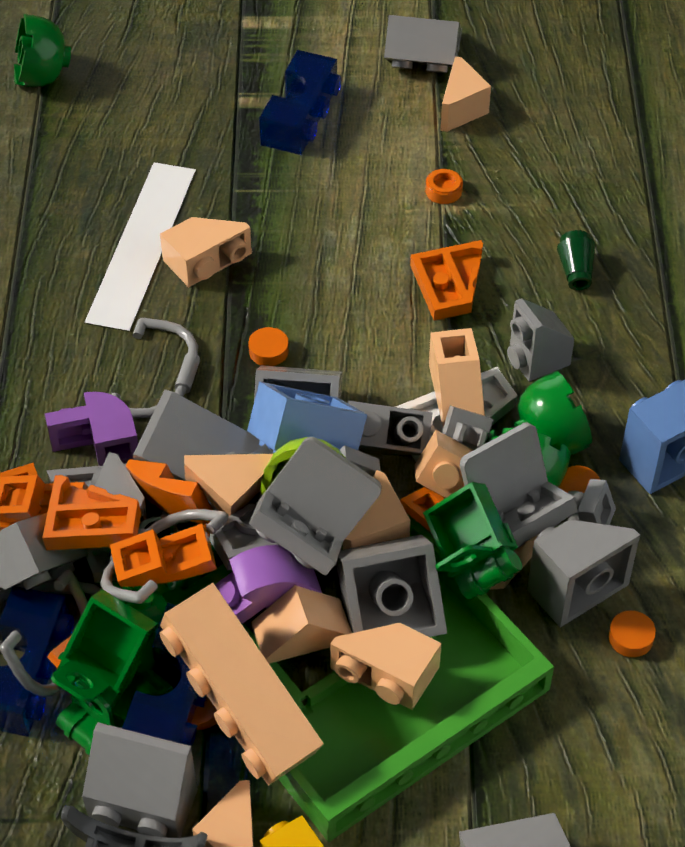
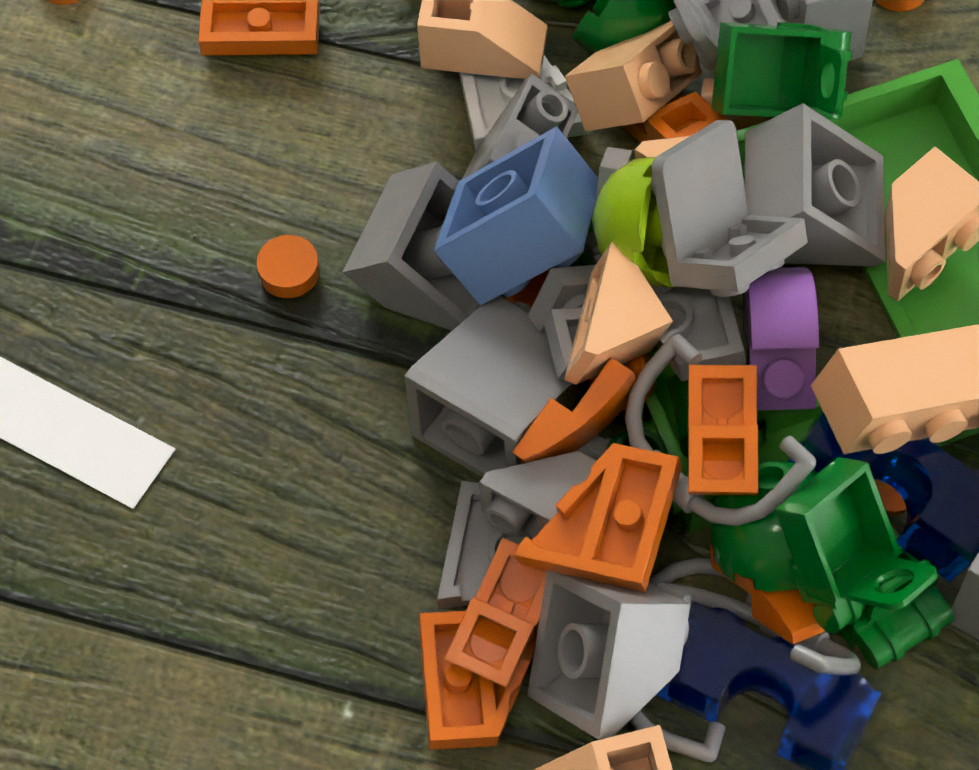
camera: 70 degrees left, 10 degrees up
(101, 422) = (376, 501): medium lavender brick -> none
(189, 365) = (294, 382): light grey piece -> none
(204, 247) = (63, 306): light nougat slope -> none
(299, 624) = (846, 304): light nougat slope -> none
(467, 427) = (564, 46): light grey tile -> none

